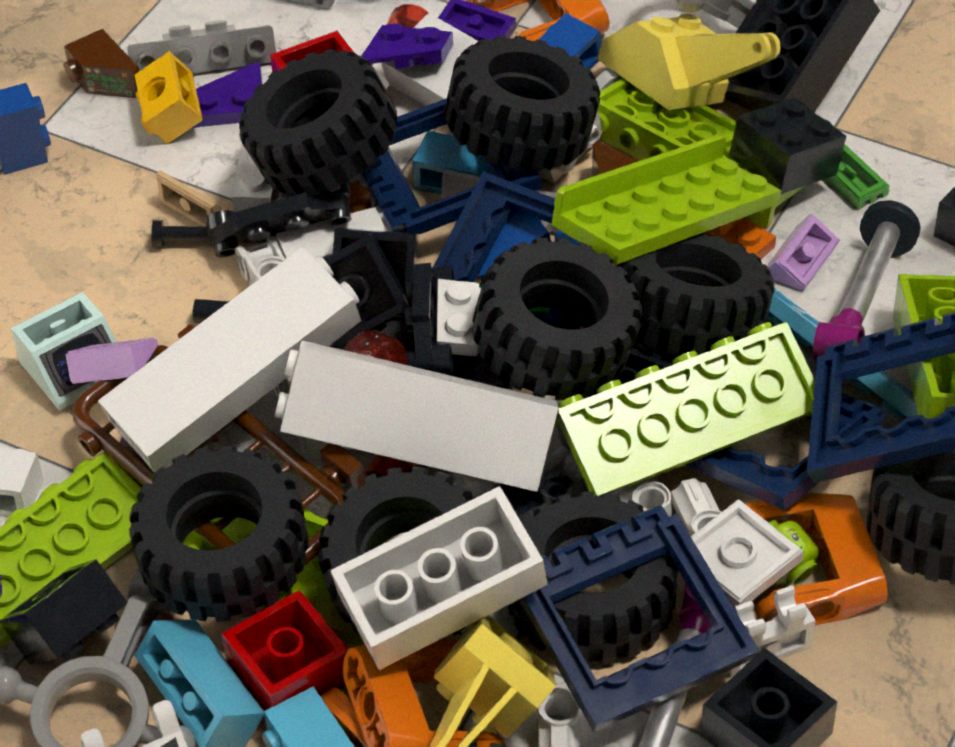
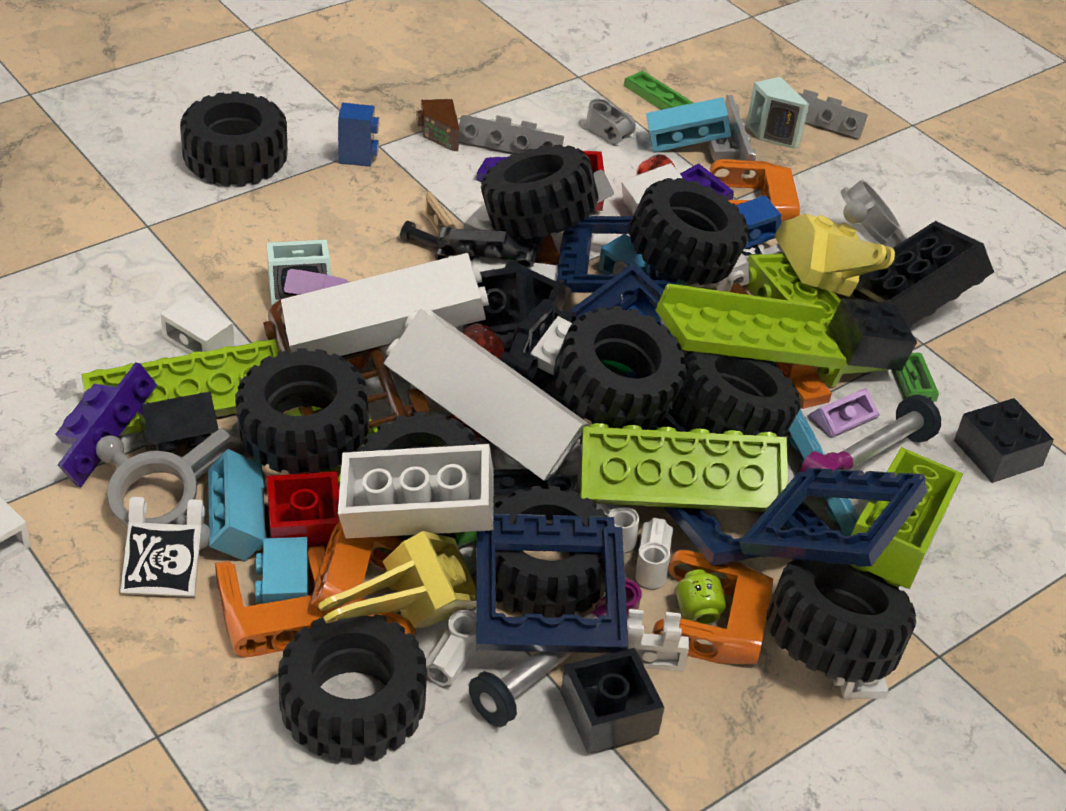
camera: 20 degrees right, 5 degrees down
(167, 98) = (467, 154): yellow brick -> none
(408, 46) = (636, 173): dark purple wing -> none
(745, 552) = (661, 580): white tile -> none

